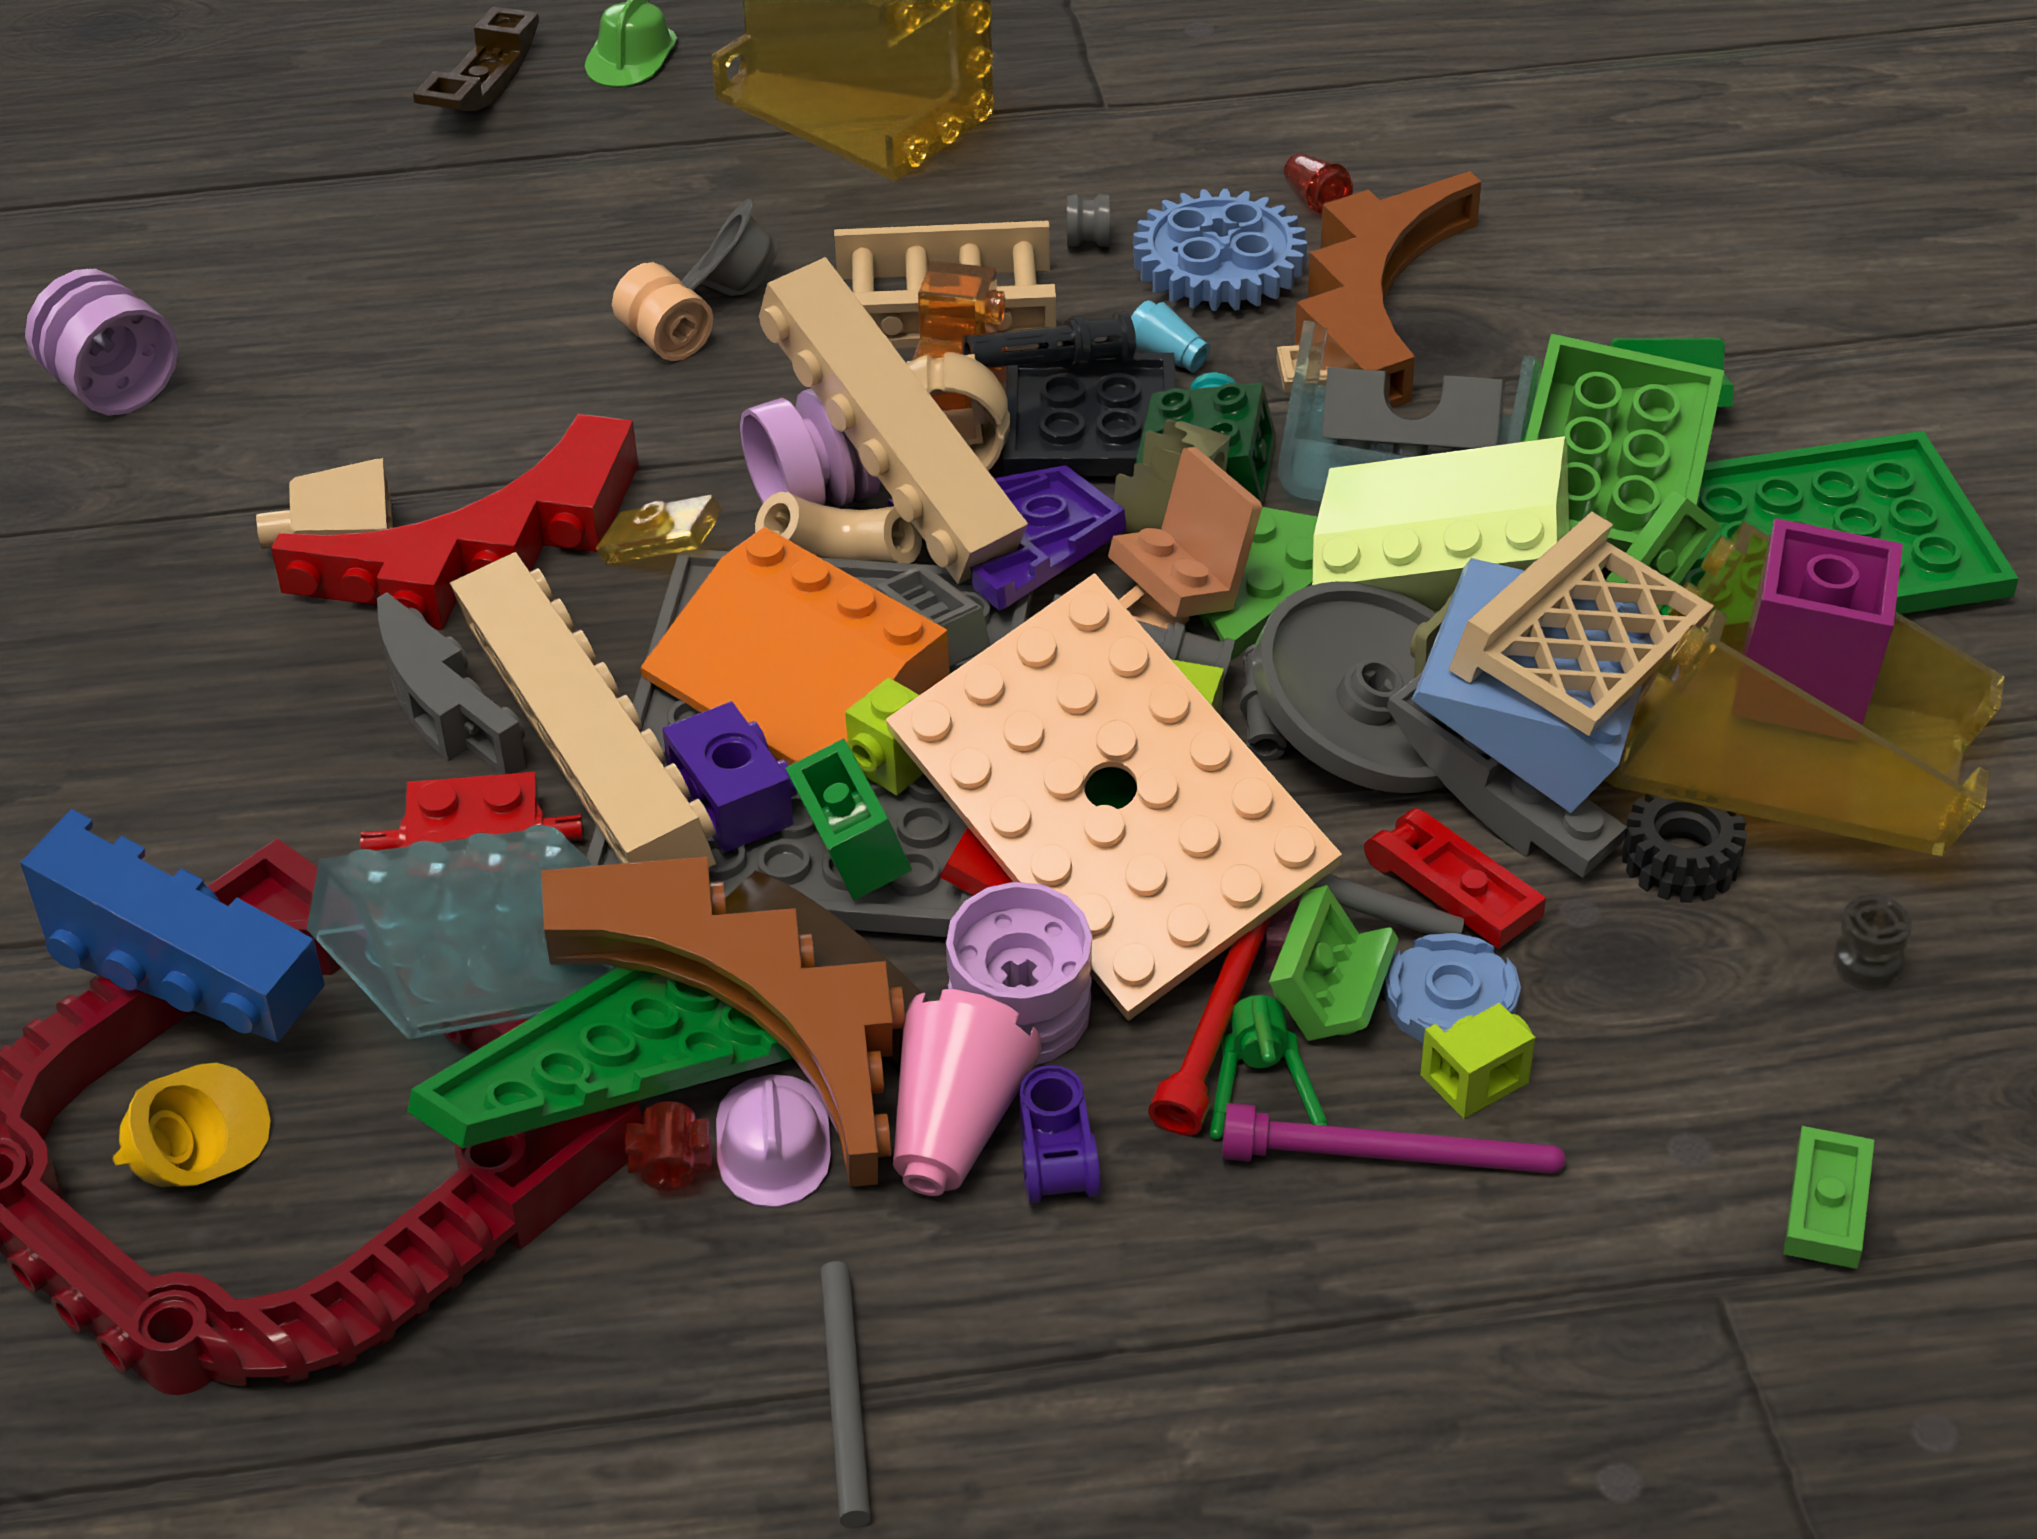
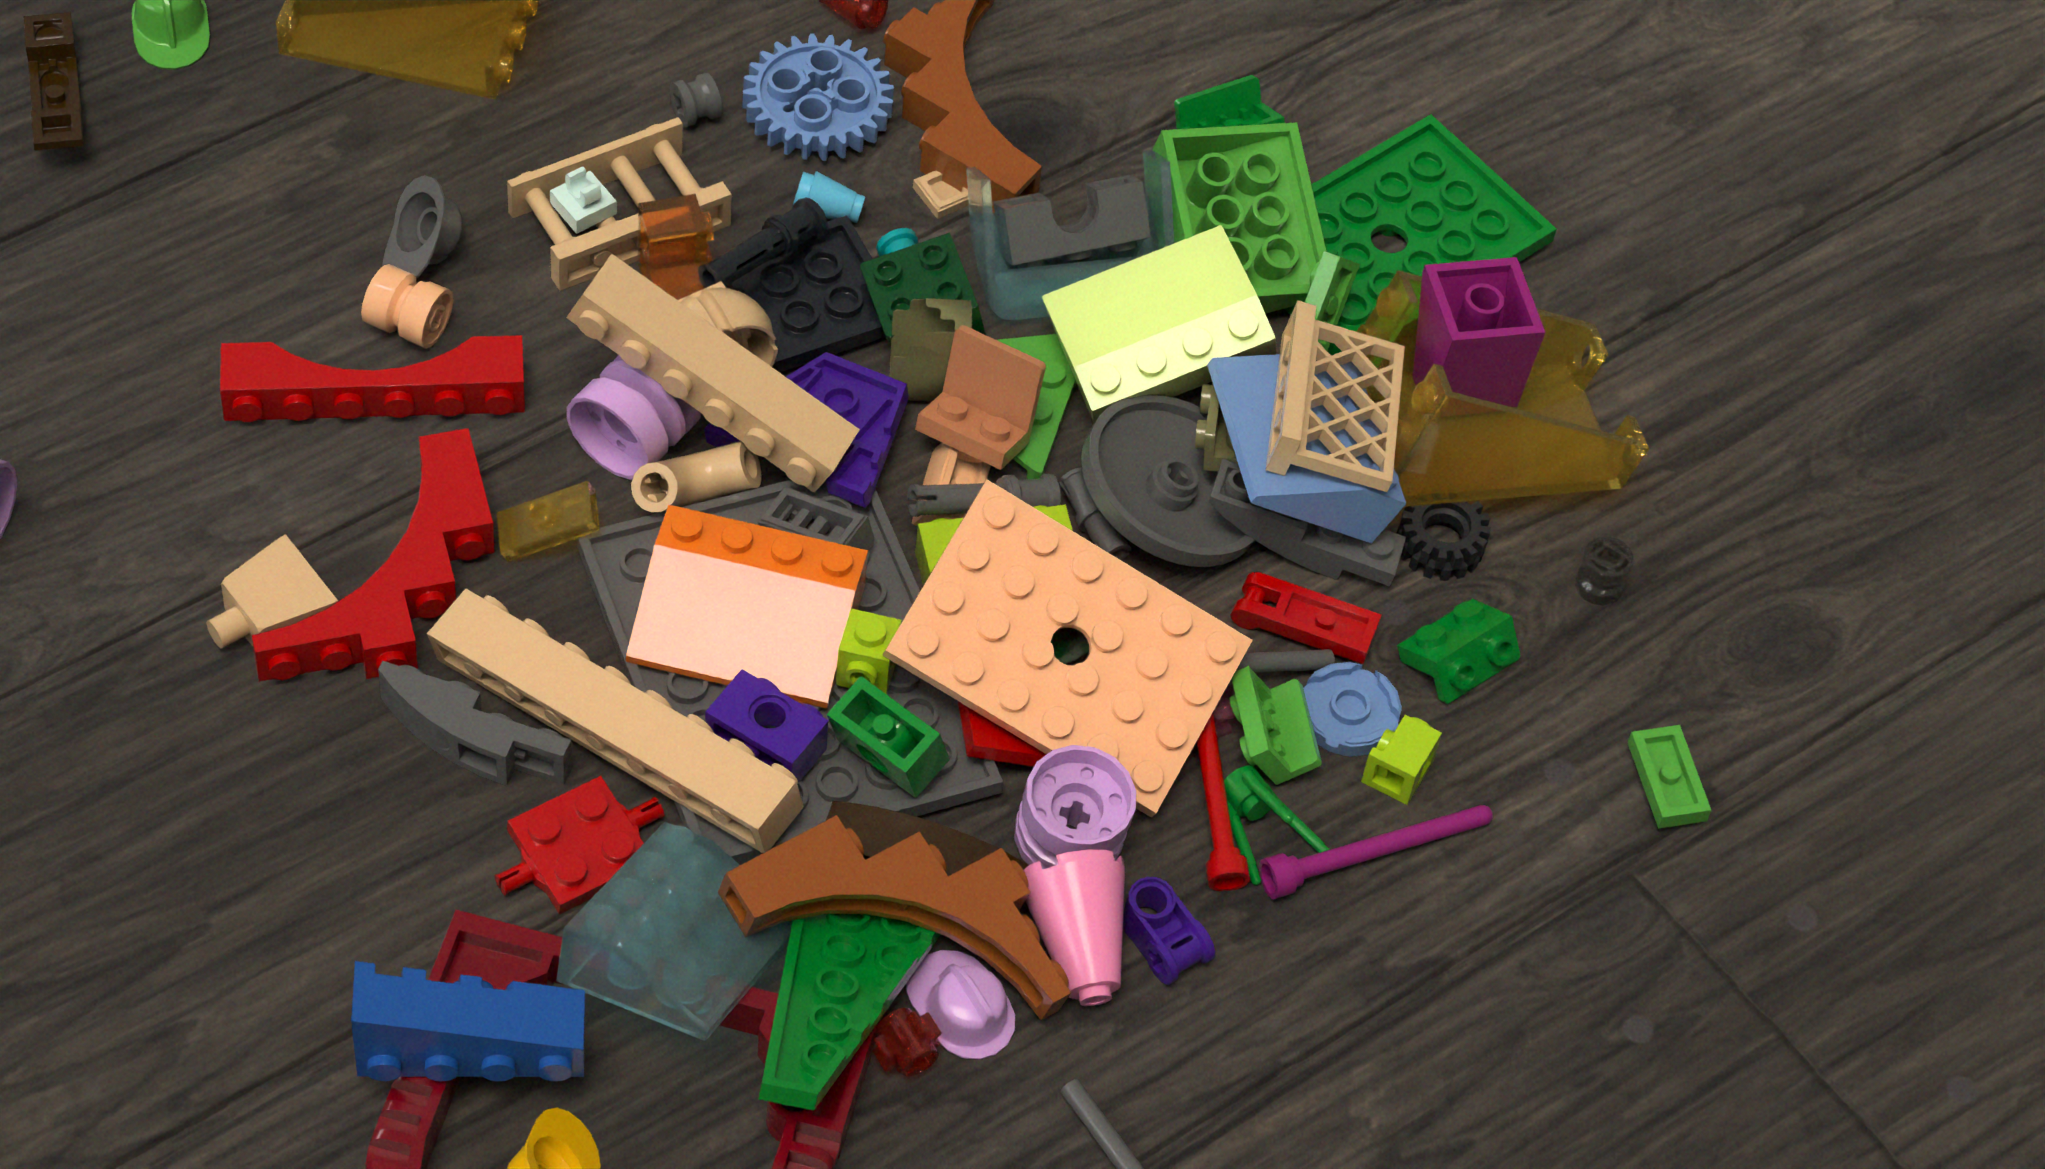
camera: 35 degrees left, 10 degrees up
(678, 389) = (273, 384): none -> red arch
(899, 262) = (582, 200): none -> light aqua tile
(1635, 970) = (1462, 648): none -> green bracket

